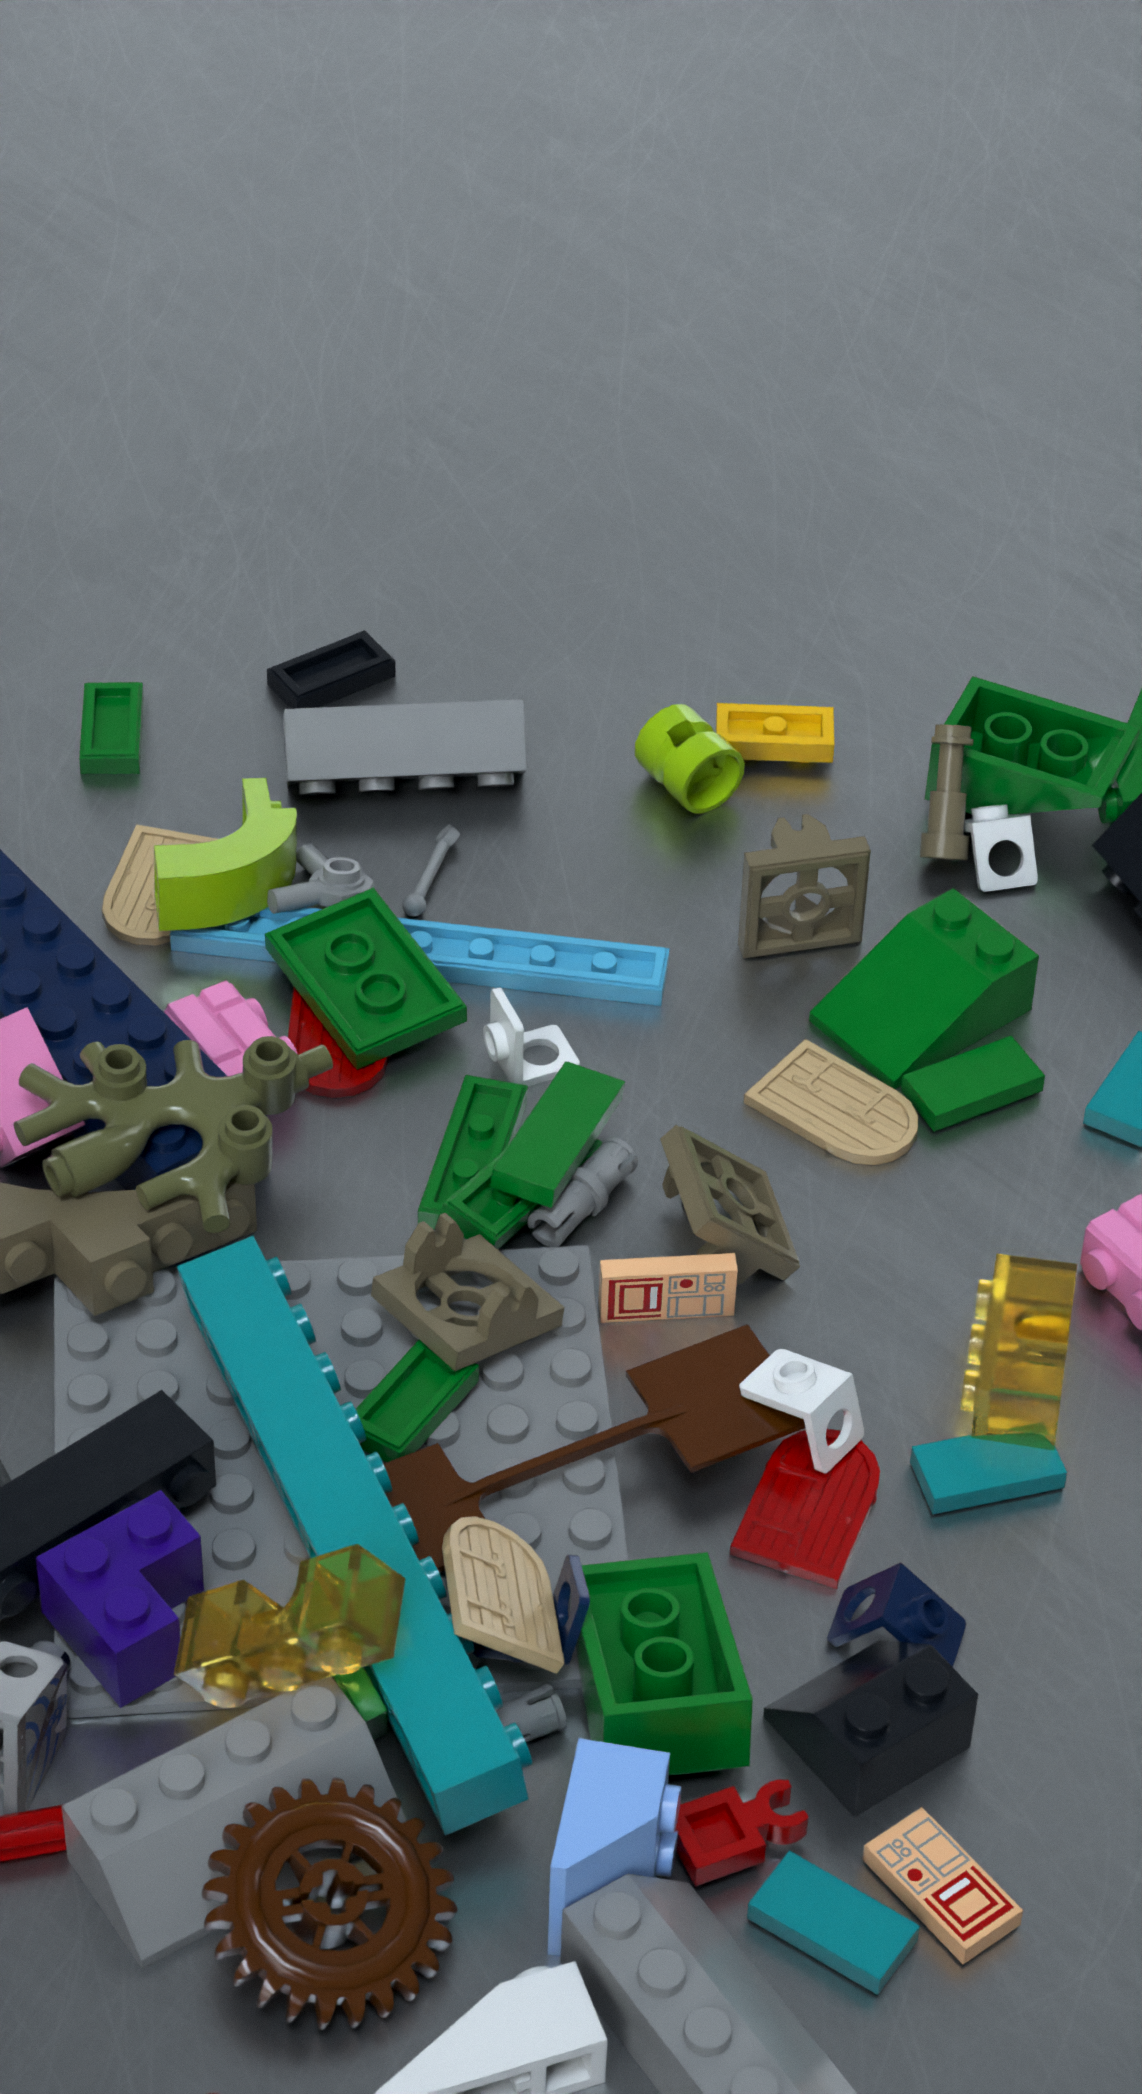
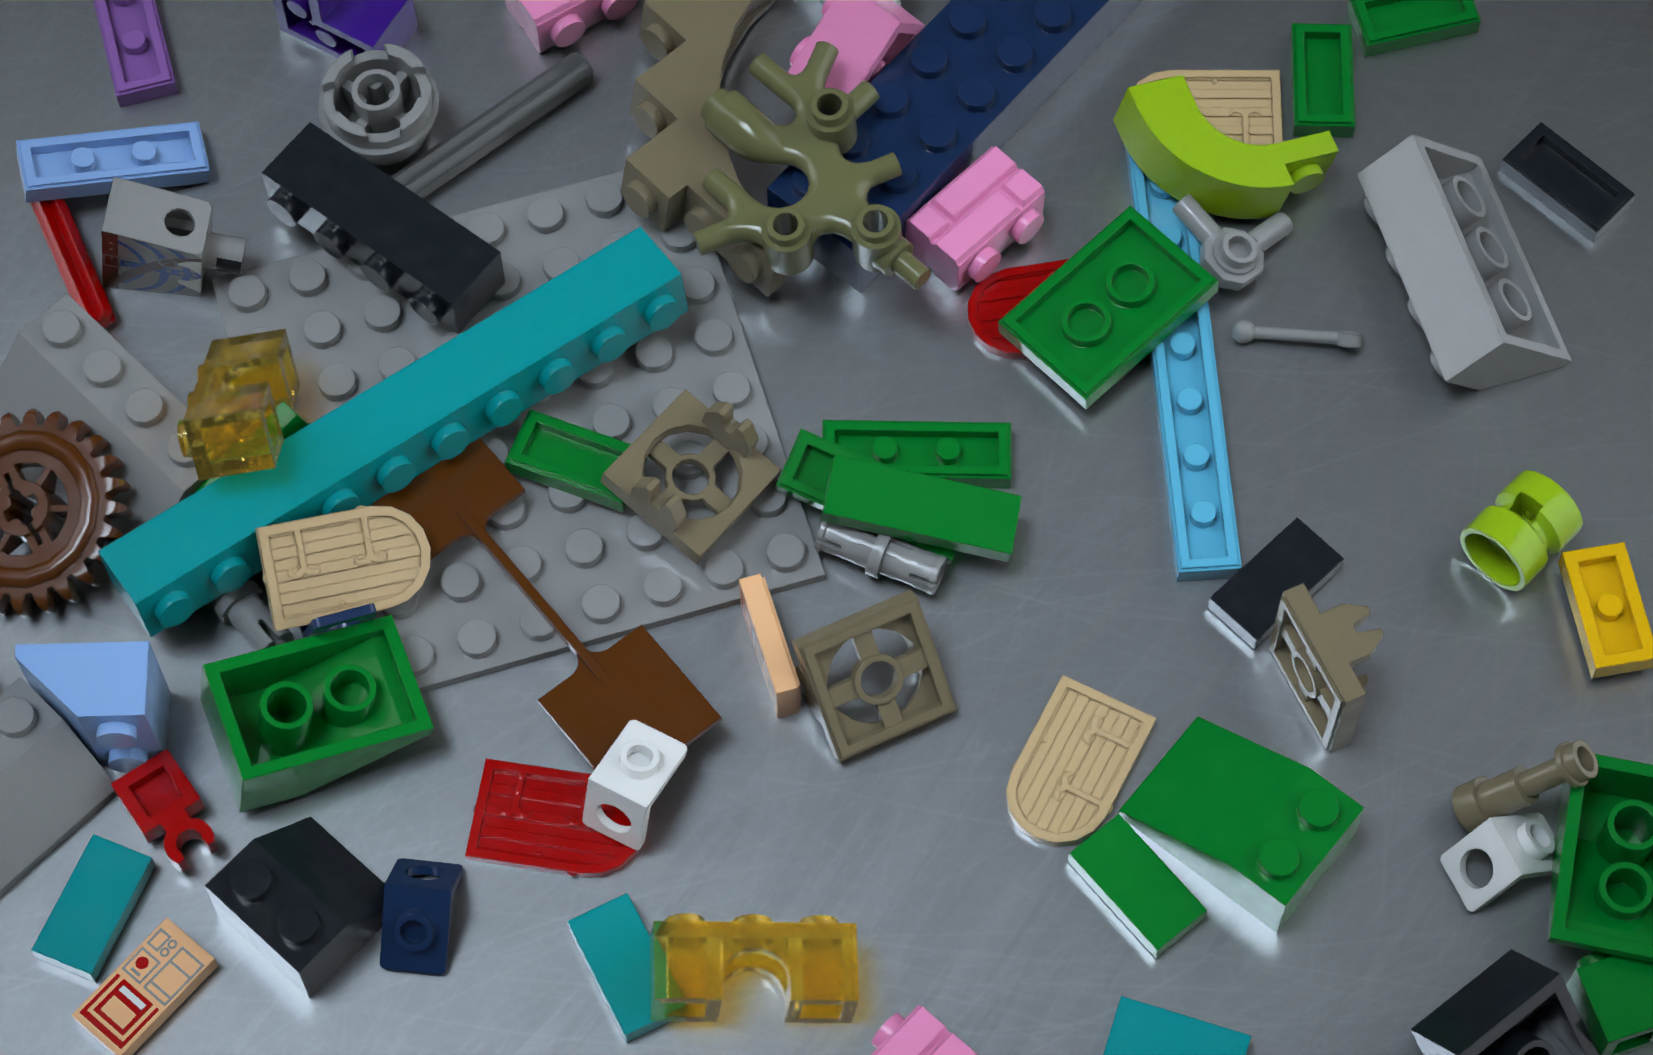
camera: 80 degrees right, 20 degrees up
(117, 1590) = (294, 273): dark purple brick -> none
(158, 800) = (1322, 79): none -> green tile
(507, 1042) = (1055, 449): white bracket -> none
(697, 940) = (1253, 594): none -> black tile

